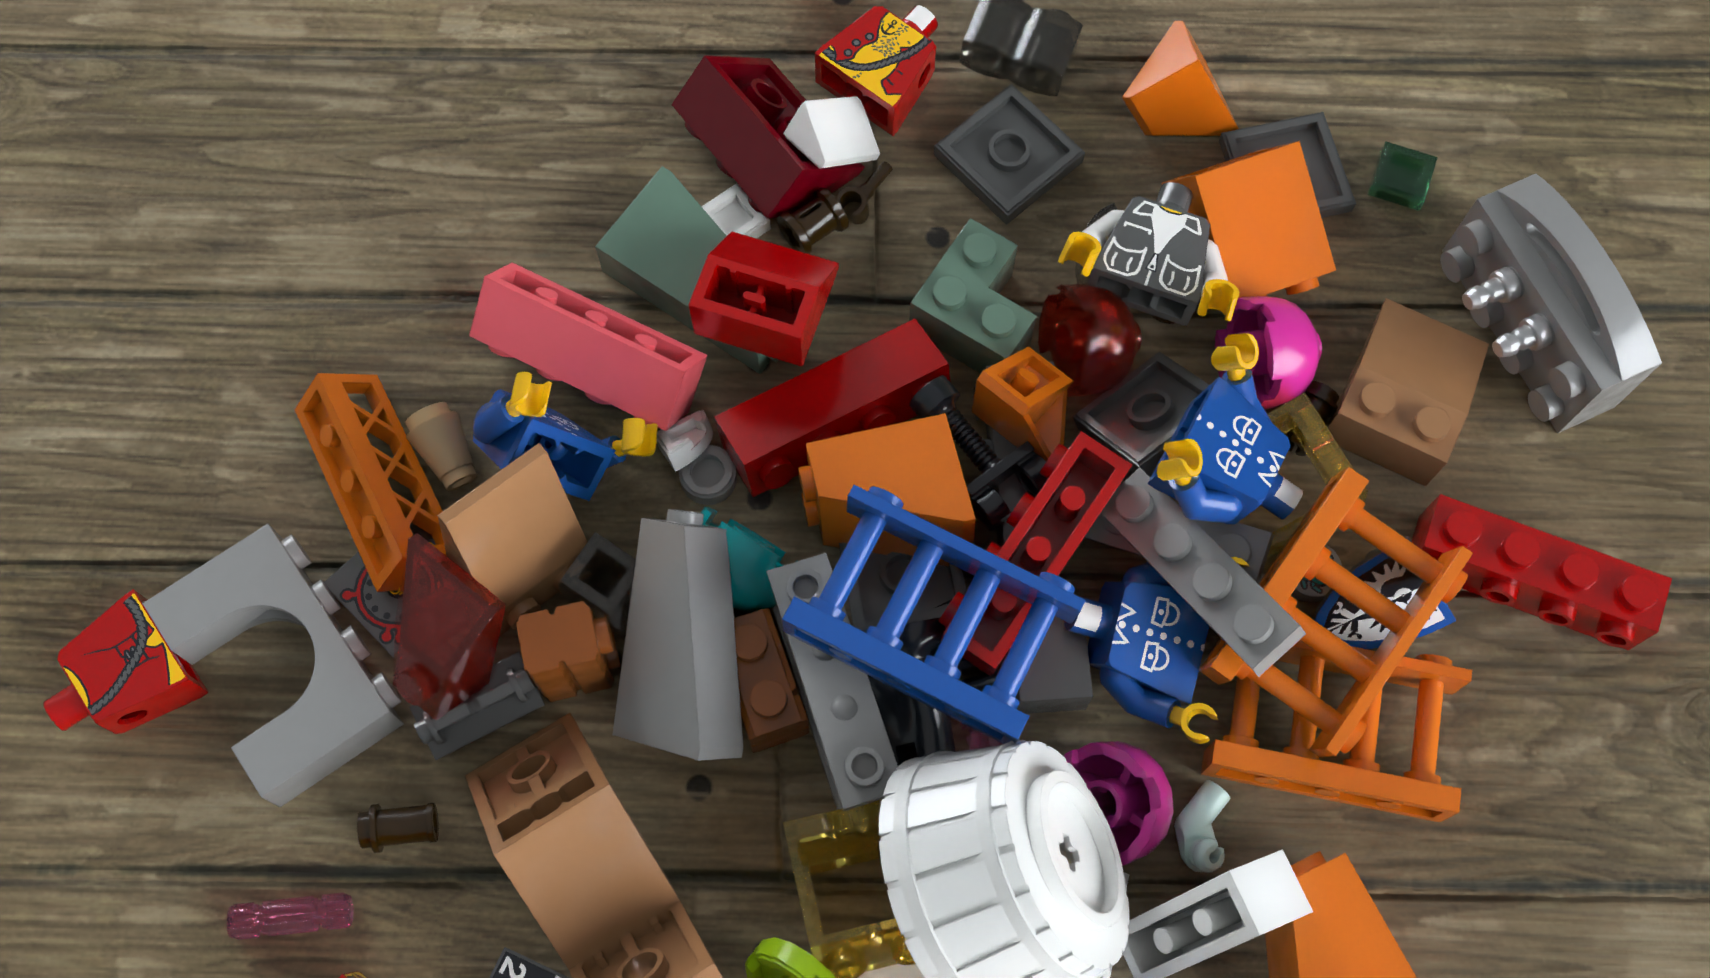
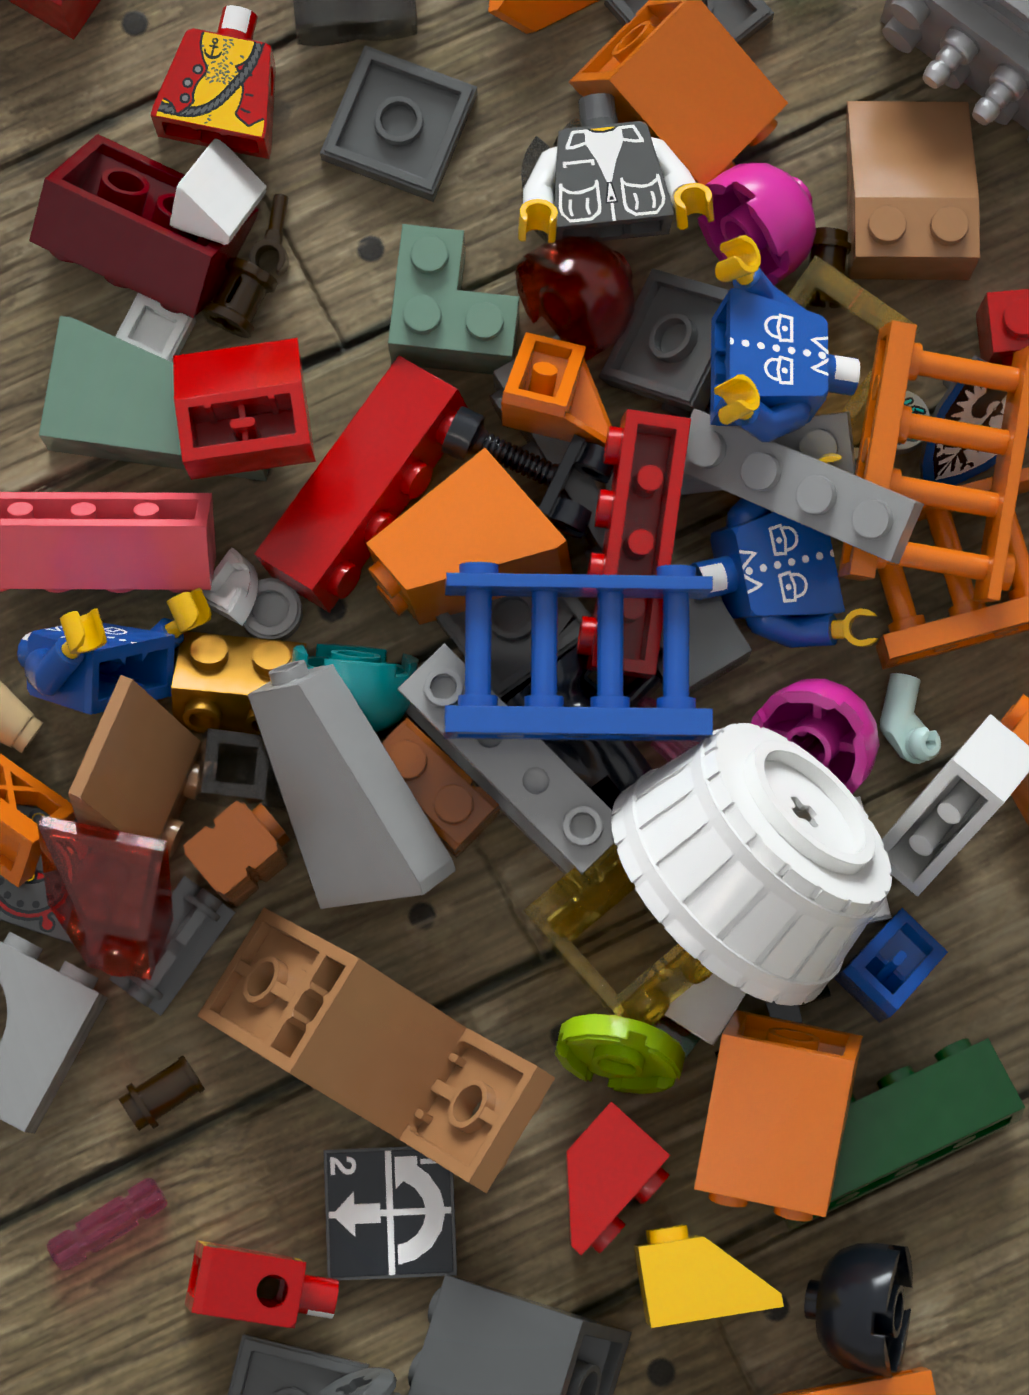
camera: 25 degrees left, 10 degrees up
(628, 495) = (218, 674): none -> pearl gold bracket

